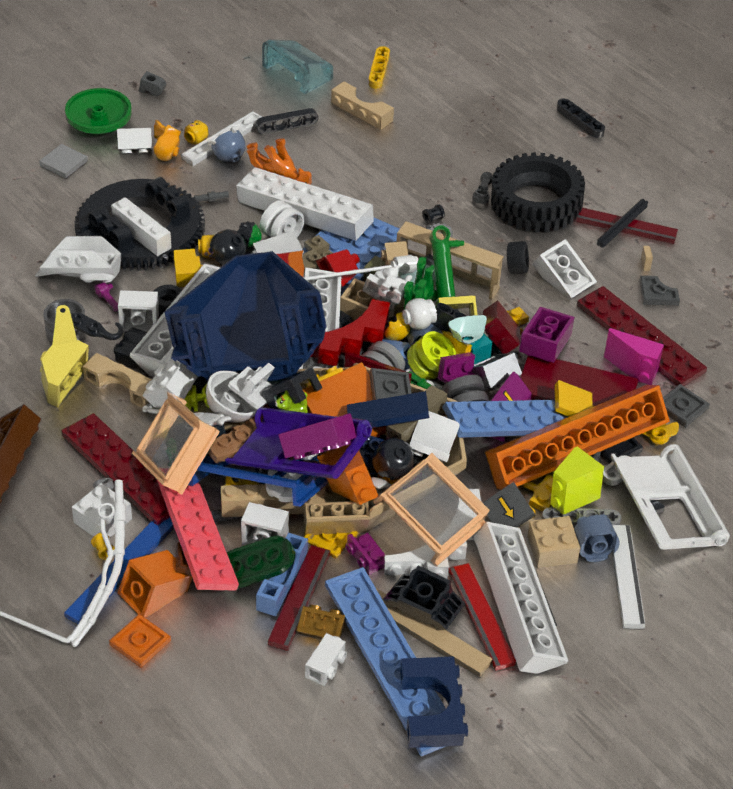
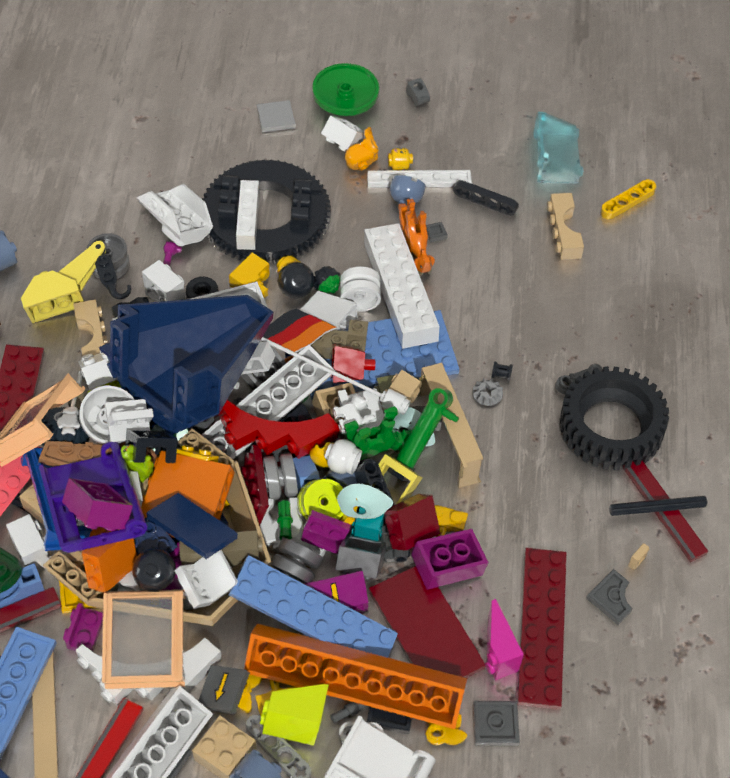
camera: 45 degrees right, 10 degrees up
(211, 196) = (346, 225): dark grey bar -> none
(389, 383) = (229, 504): dark grey tile -> none
(425, 598) = (65, 710): black slope -> none
(517, 257) = (519, 466): black tyre -> none
(564, 270) = (548, 511): white slope -> none
(571, 399) = (393, 638): yellow tile -> none

